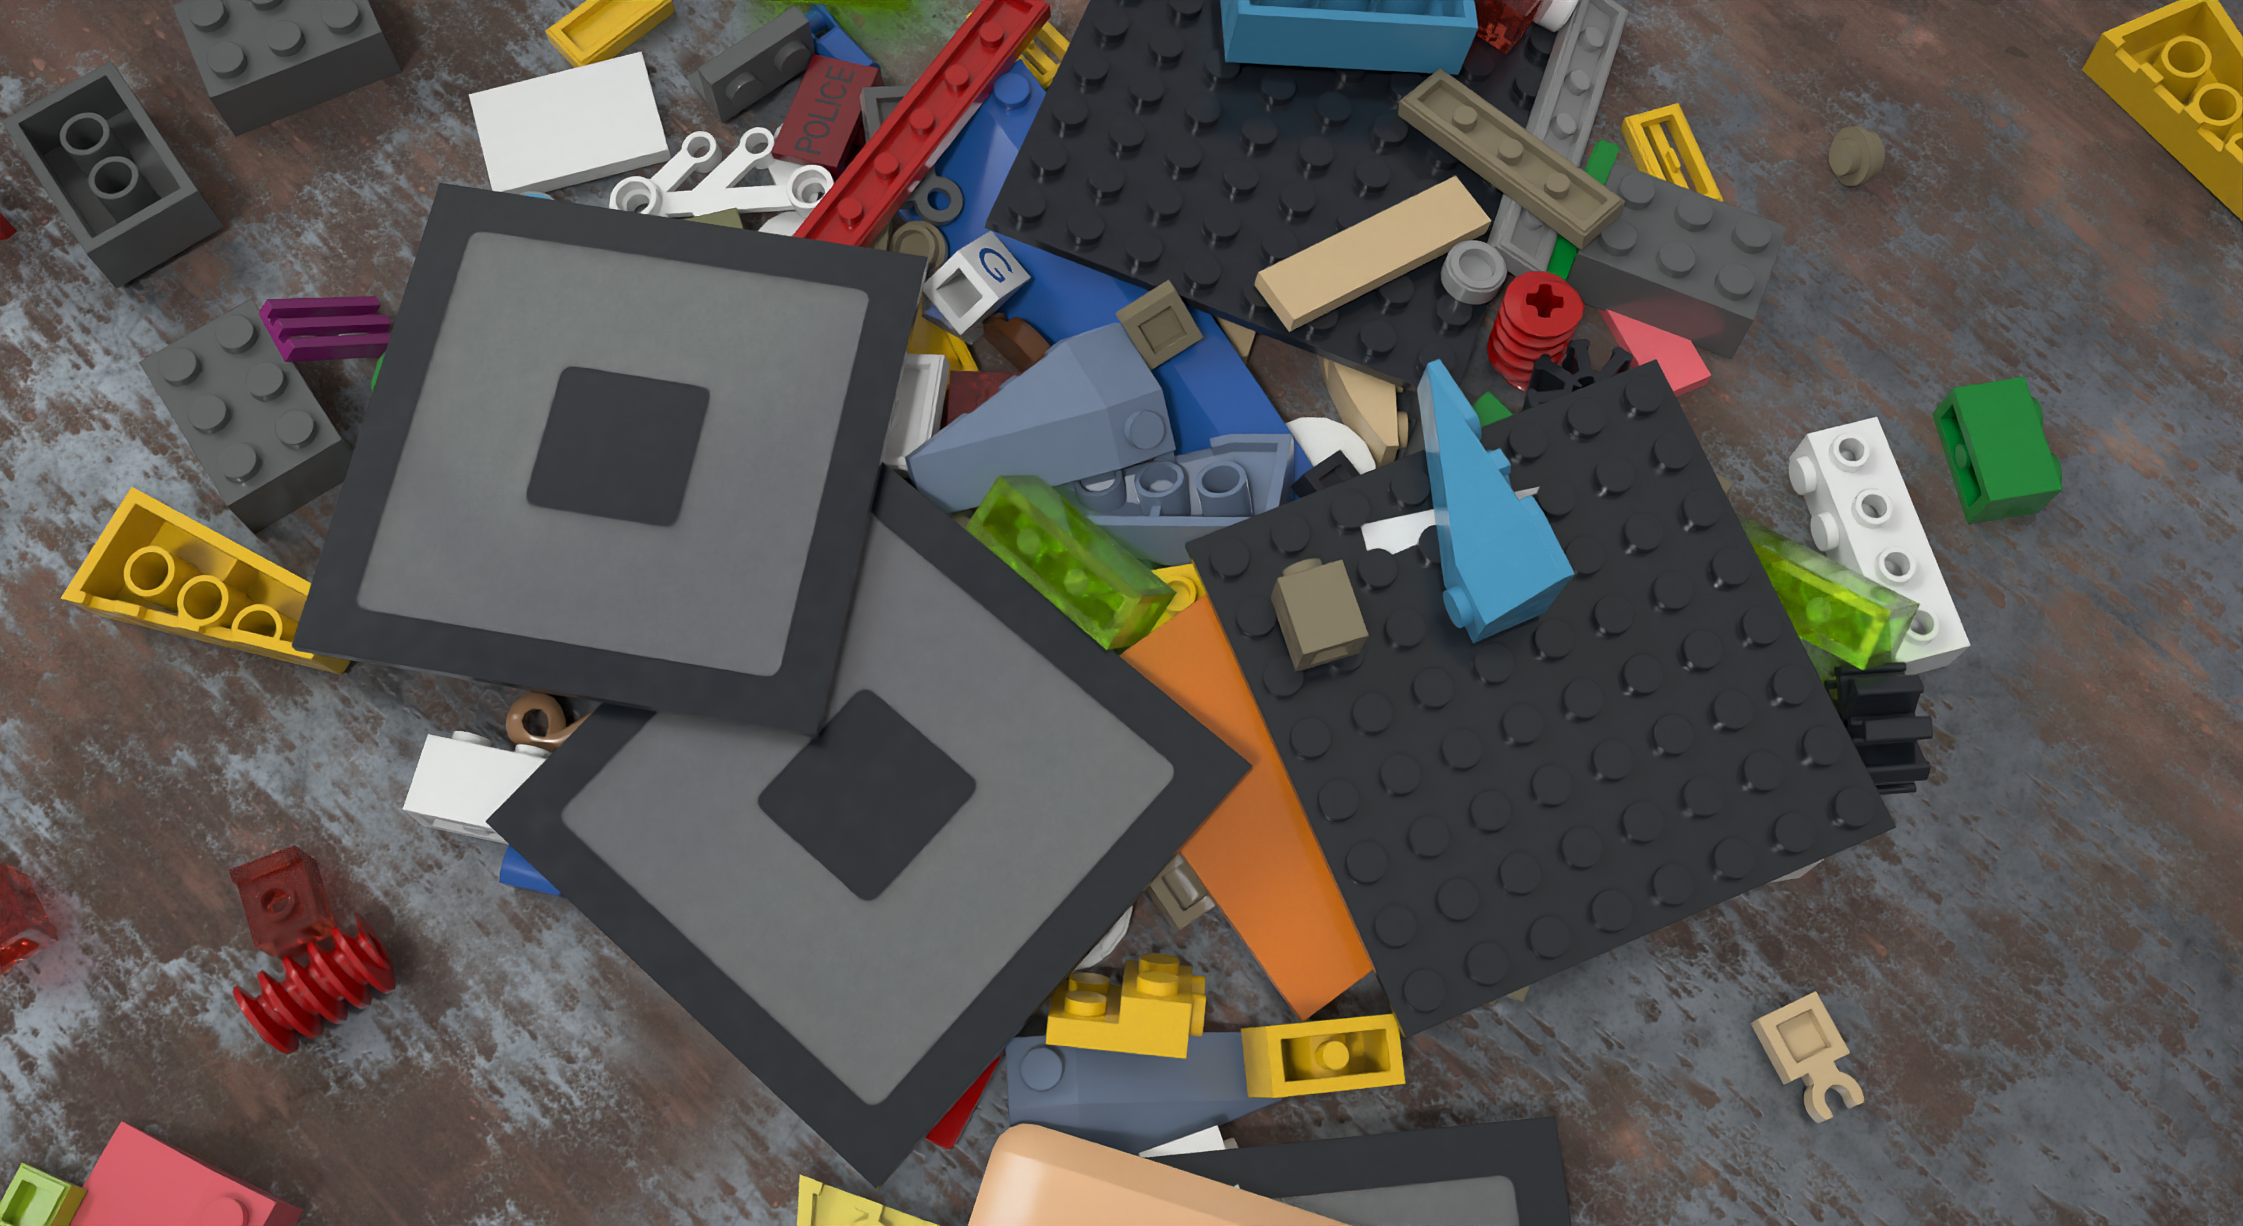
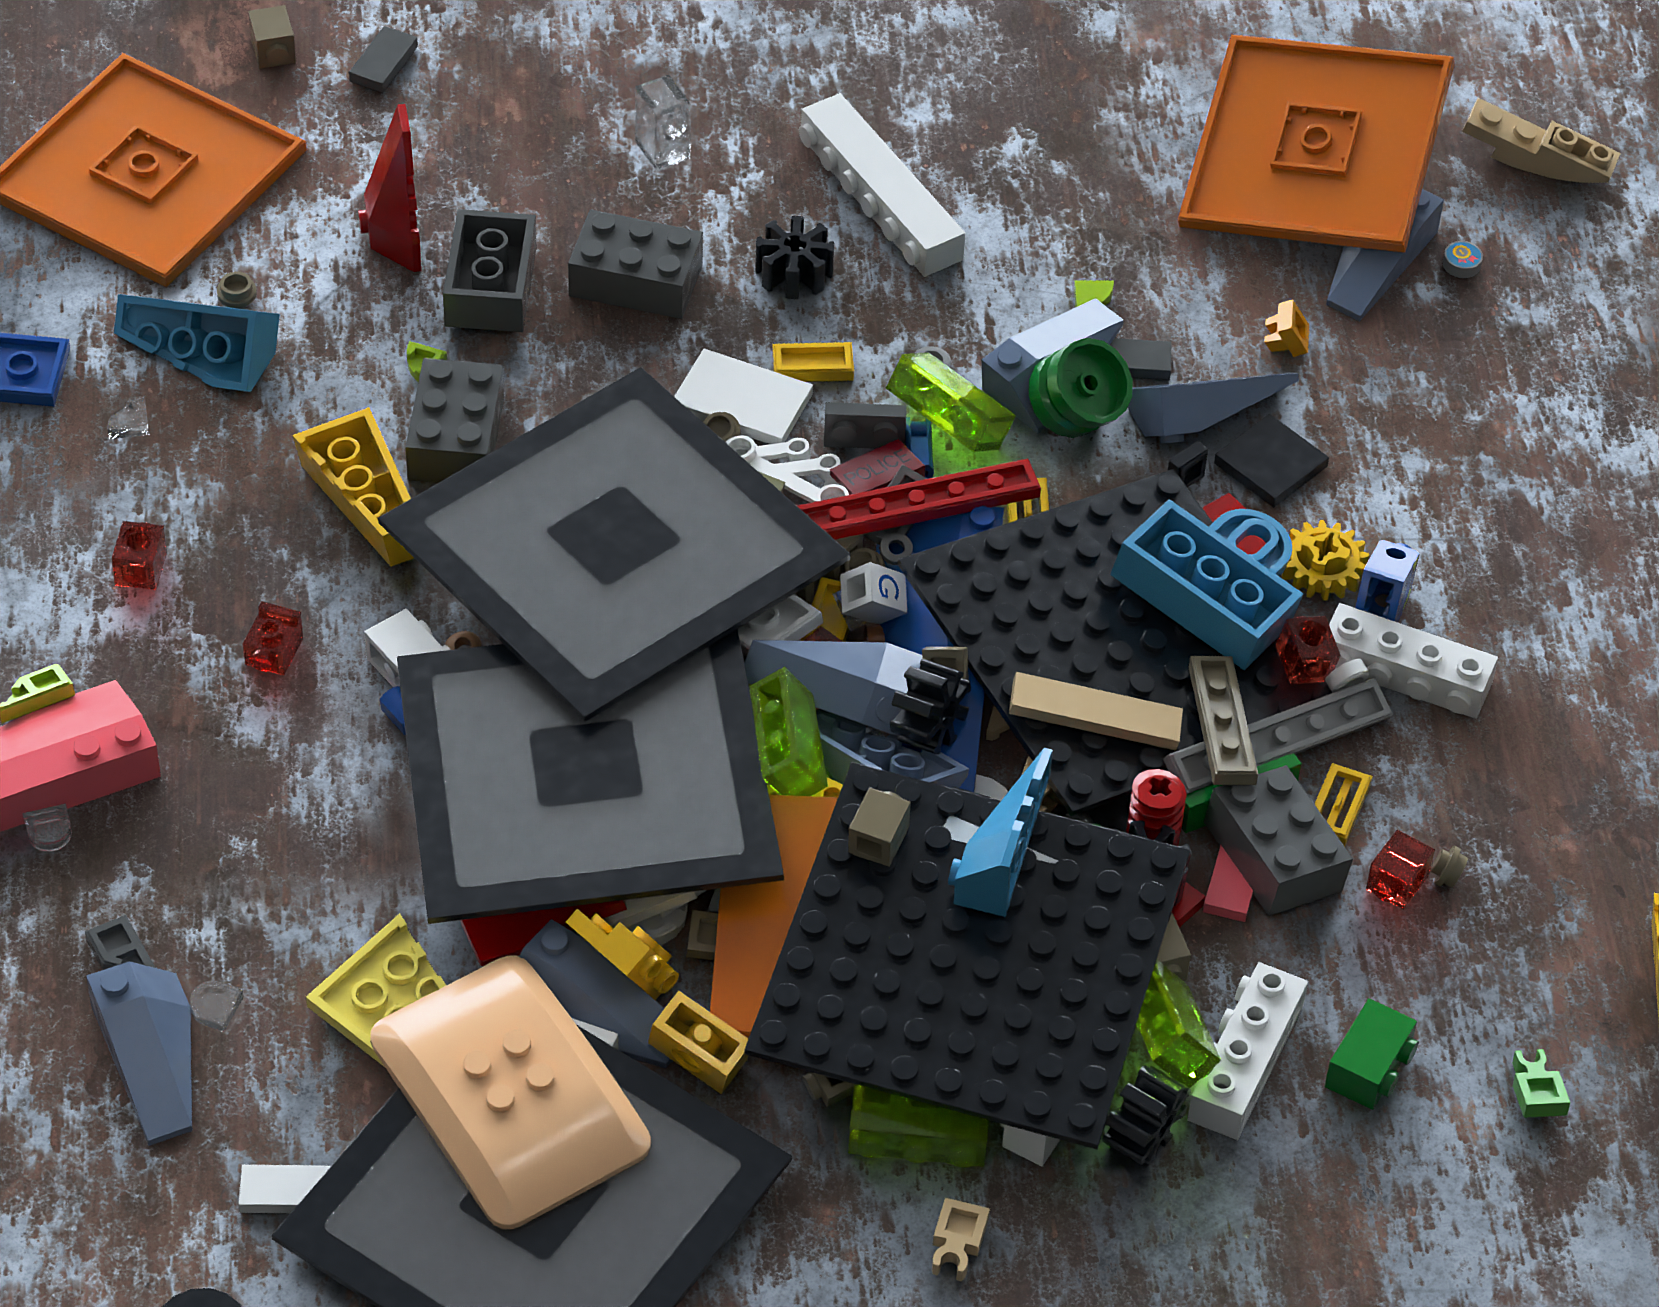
camera: 40 degrees right, 20 degrees down
(125, 350) = (415, 356): none -> lime tile
(318, 988) = (256, 682): red piece -> none
(326, 320) = (523, 400): magenta tile -> none
(586, 184) = (723, 425): none -> dark tan plate
(1193, 390) = (930, 706): none -> black gear
(1473, 272) = (1144, 755): light grey tile -> none
(1602, 987) = (914, 1130): none -> clear neon green brick
(1816, 197) = (1400, 869): none -> clear red brick
(2181, 358) = (1537, 1090): none -> bright green plate

